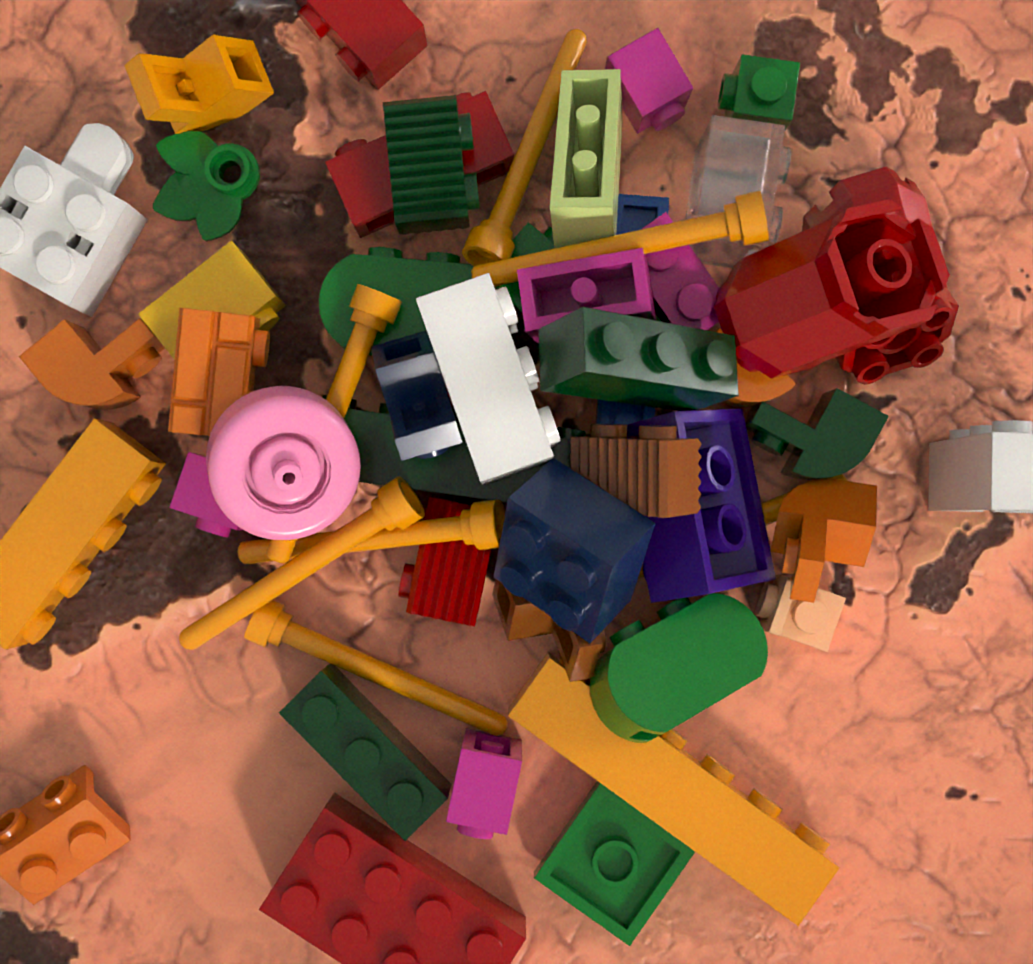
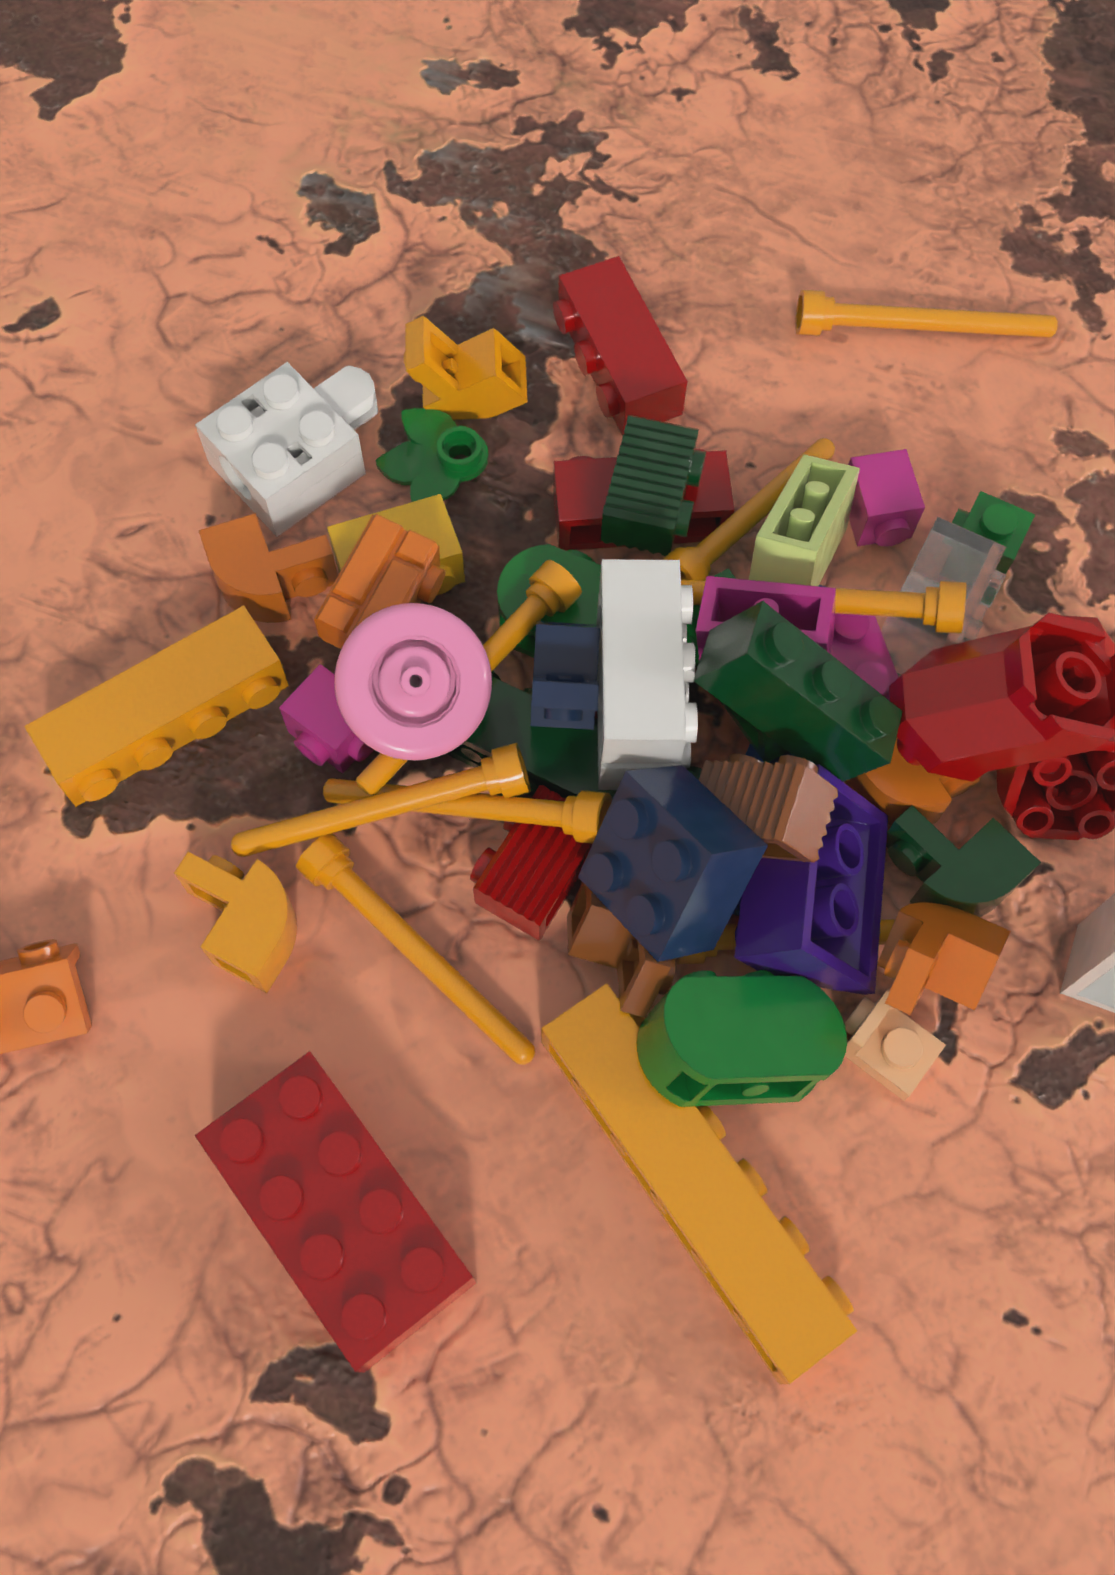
camera: 20 degrees right, 20 degrees down
(232, 699) = (256, 922): none -> light orange brick
(367, 751) = (377, 1020): dark green brick -> none
(485, 784) = (490, 1087): dark pink brick -> none
(613, 863) = (600, 1245): green plate -> none

